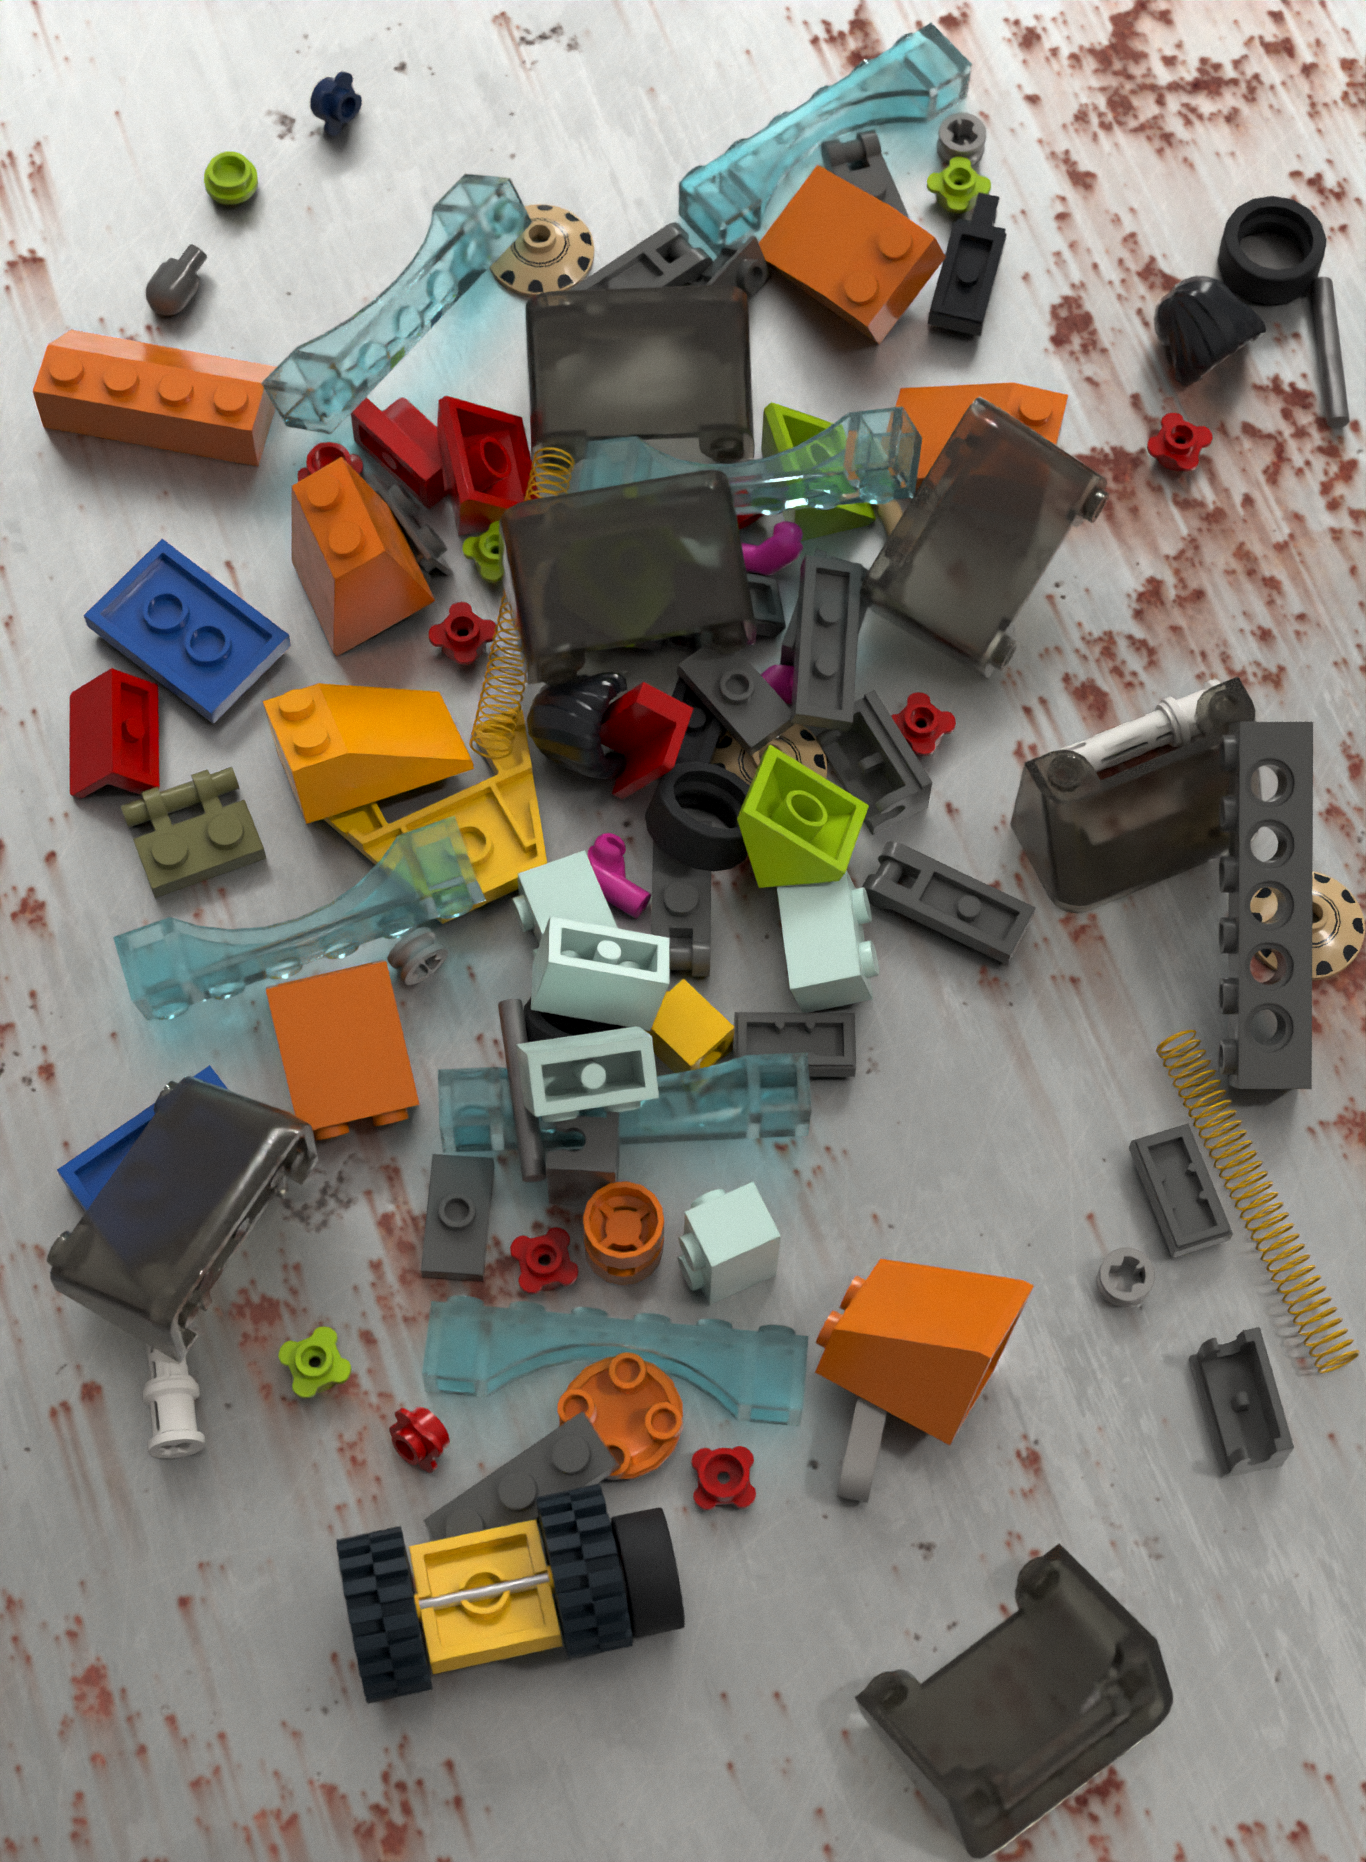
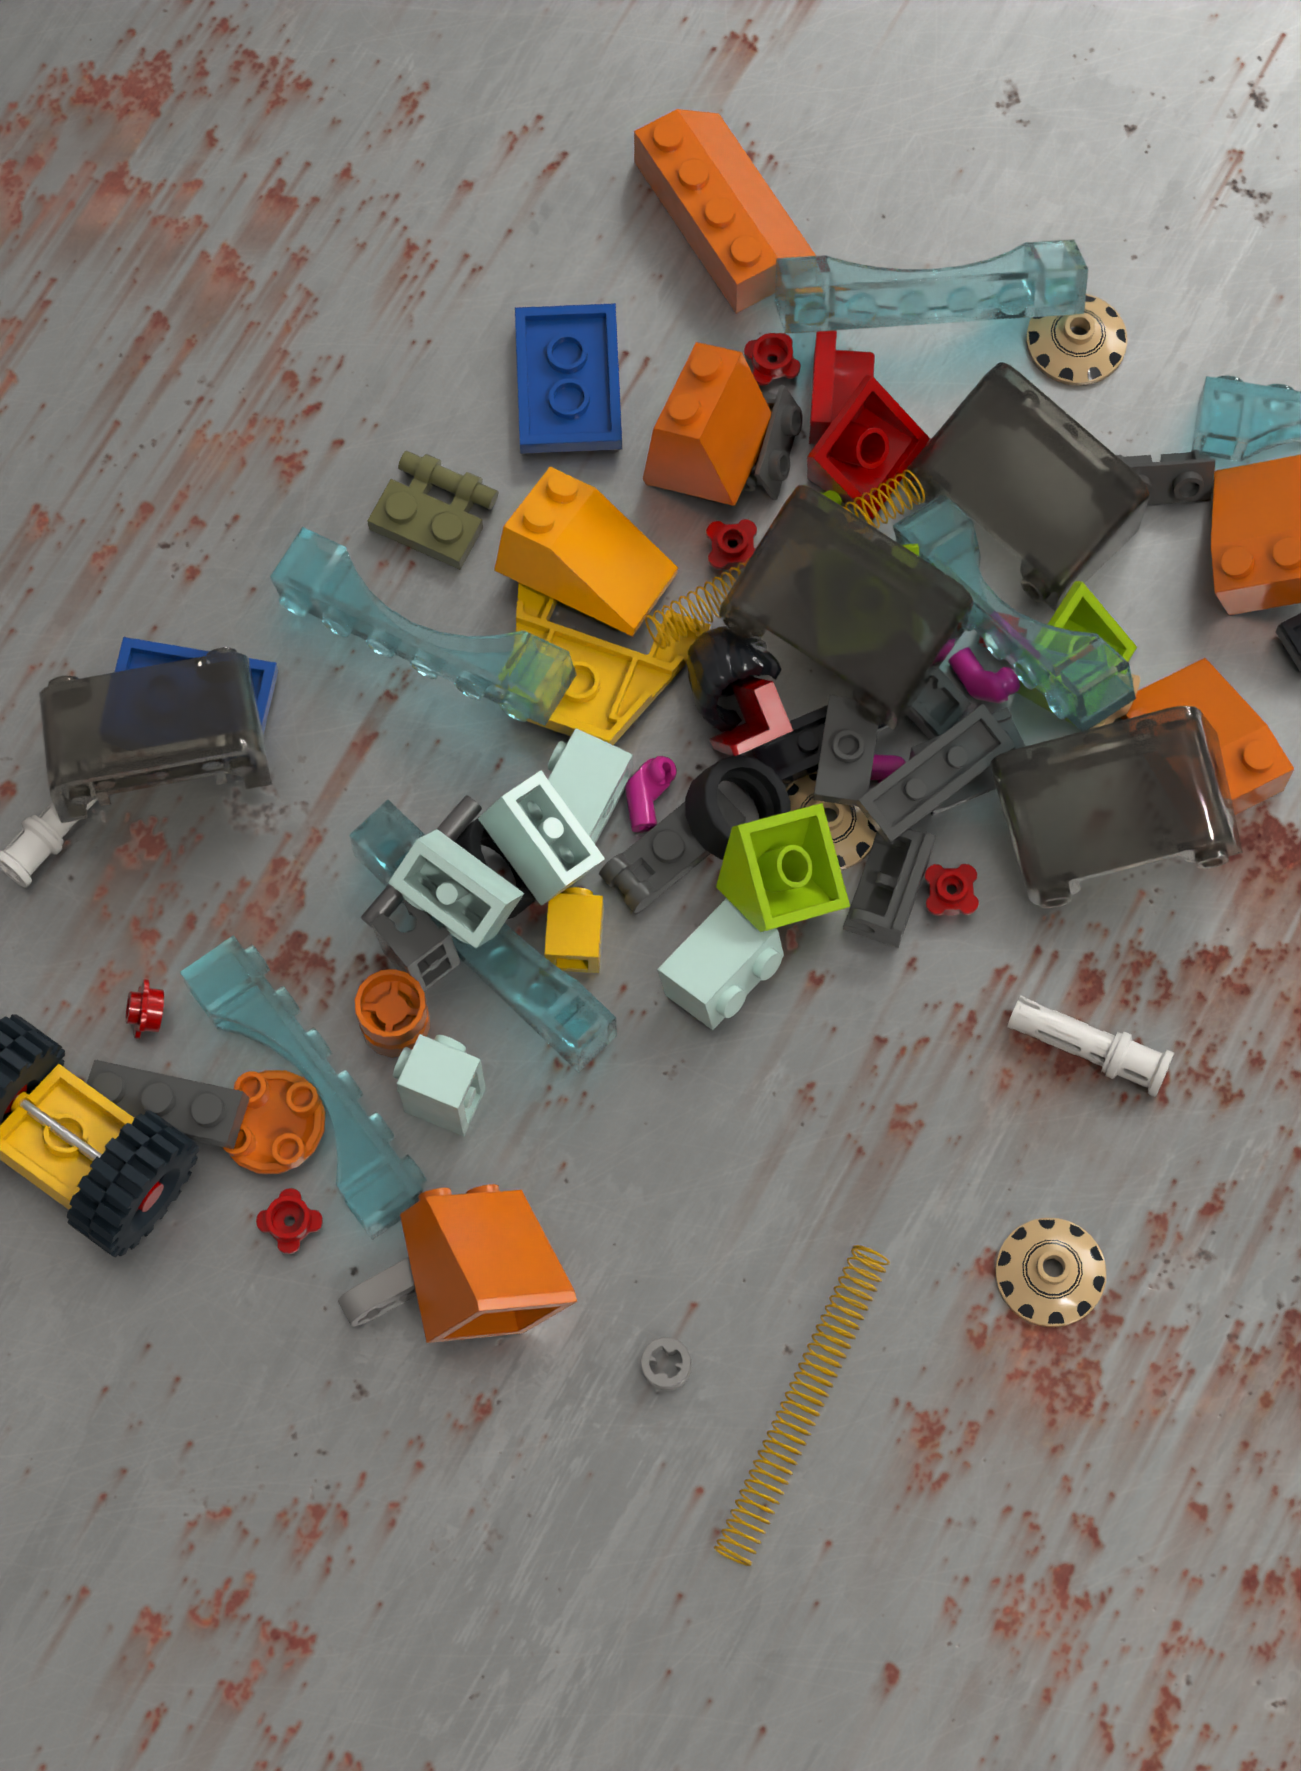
camera: 50 degrees right, 5 degrees up
(114, 734) = (453, 403): red panel -> none
(175, 282) = (814, 142): dark grey cylinder -> none
(230, 178) = (928, 103): lime plate -> none
(319, 1379) = (145, 917): lime plate -> none
(335, 102) = (1052, 113): dark blue plate -> none
(343, 1048) = (361, 728): orange slope -> none
(417, 955) = (472, 720): light grey bush -> none
(457, 1217) = (318, 903): dark grey plate -> none
(537, 1277) = (335, 997): red plate -> none
(645, 266) = (1118, 415): dark grey plate -> none
(648, 1572) = (172, 1224): black tyre -> none
(824, 1036) = (640, 1012): dark grey plate -> none
(949, 902) = (833, 1021): dark grey plate -> none
(1025, 1706) = (290, 1541): clear smoke windscreen -> none
(1133, 828) = (1018, 1099): clear smoke windscreen -> none
(1180, 1190) = (761, 1348): dark grey plate -> none
(1241, 1404) = (640, 1514): dark grey hinge -> none
(1287, 1056) = (1118, 1136): dark grey brick -> none

